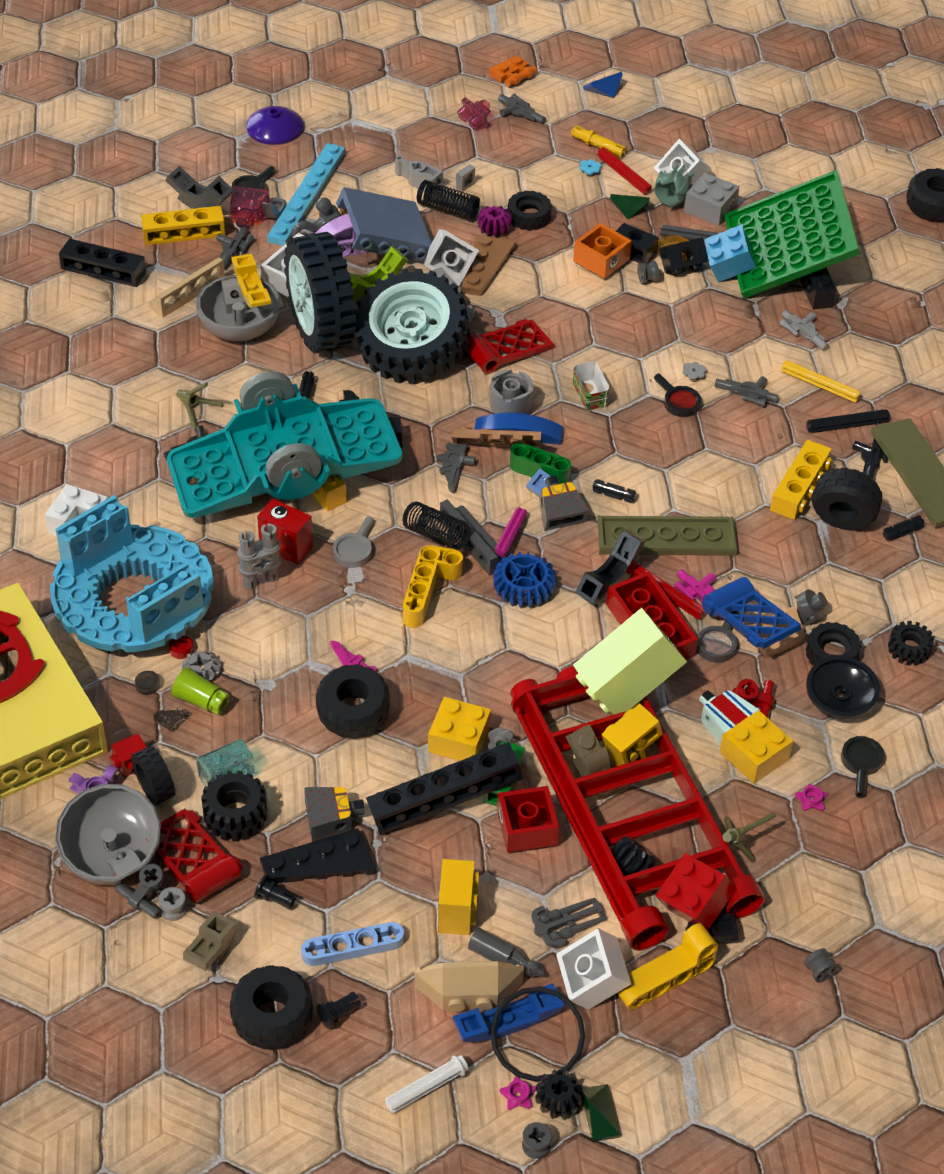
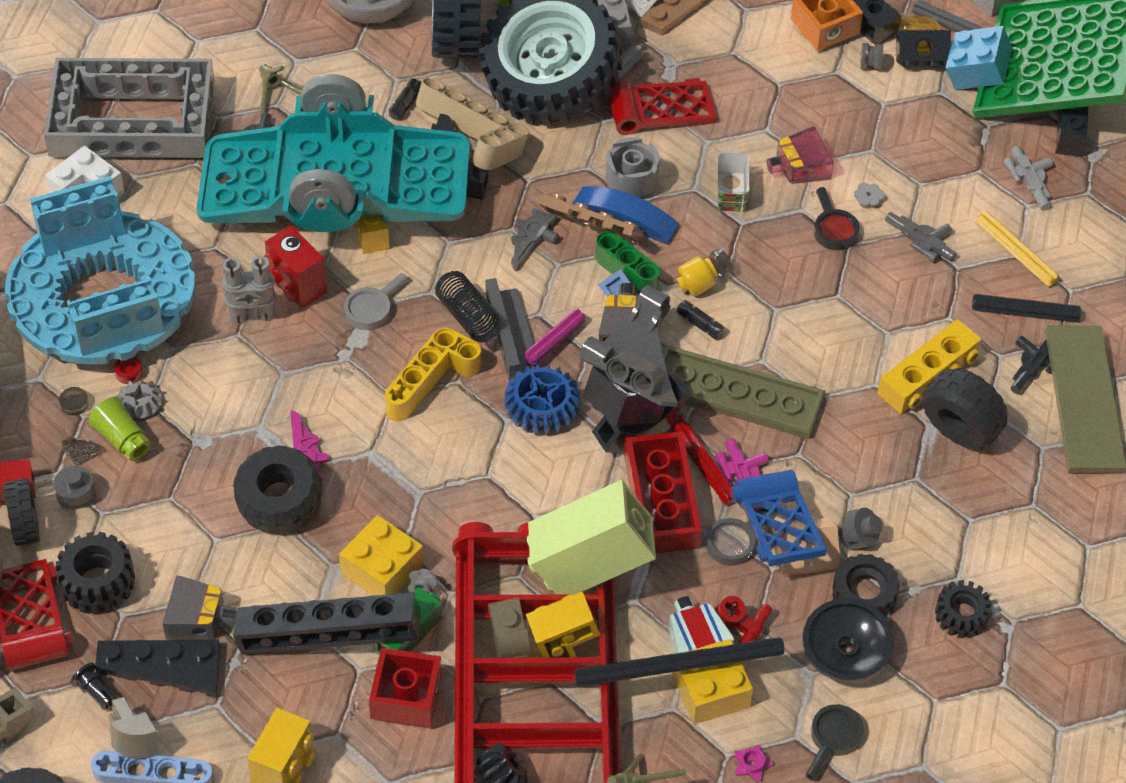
camera: 20 degrees right, 5 degrees up
(83, 424) = (130, 79): none -> light grey brick
(182, 746) = (74, 486): none -> dark grey piece
(230, 757) = (111, 517): clear light blue brick -> none
(326, 918) = (131, 734): none -> dark tan brick
(398, 396) = (497, 136): none -> tan beam
(587, 522) = (634, 350): none -> dark grey panel
(596, 554) = (619, 403): none -> black brick
(597, 459) = (696, 276): none -> yellow head
(610, 445) = (721, 262): none -> clear smoke tile
(634, 356) = (802, 158): none -> clear pink torso
(731, 736) = (678, 661): none -> black axle
(903, 528) = (1027, 462): black axle -> none

